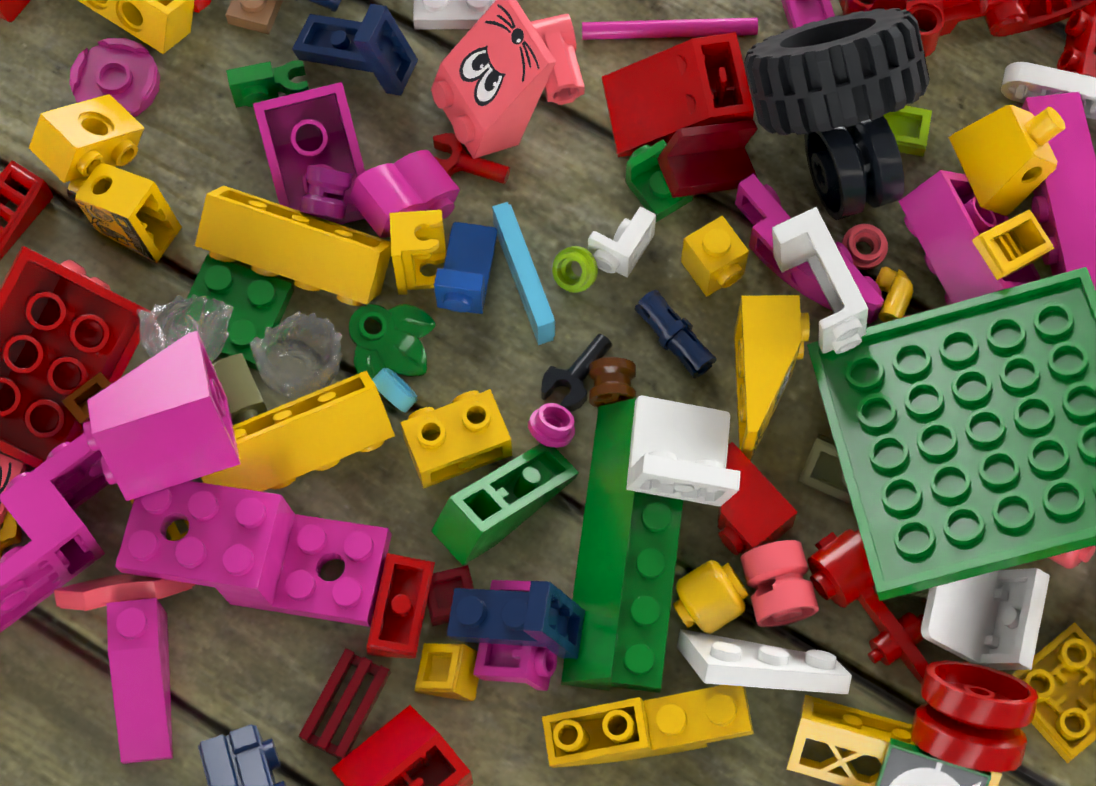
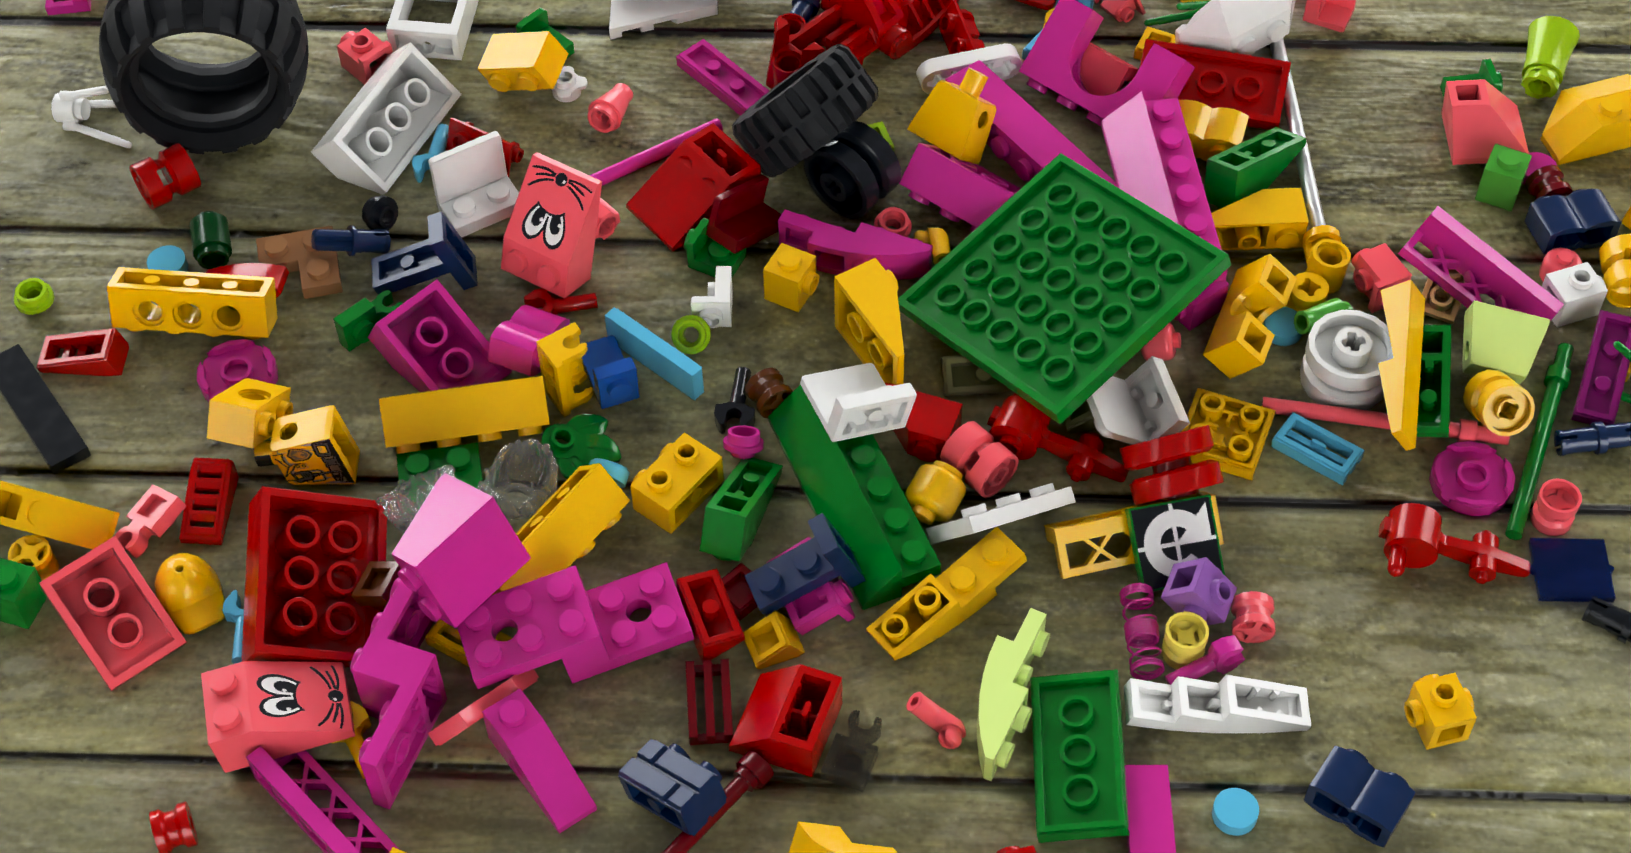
camera: 30 degrees left, 15 degrees down
(328, 181) = (468, 362): magenta wheel -> none
(675, 334) = (793, 342): dark blue pin -> none
(809, 240) = (887, 233): white panel -> none
(1013, 244) = (1000, 167): yellow slope -> none

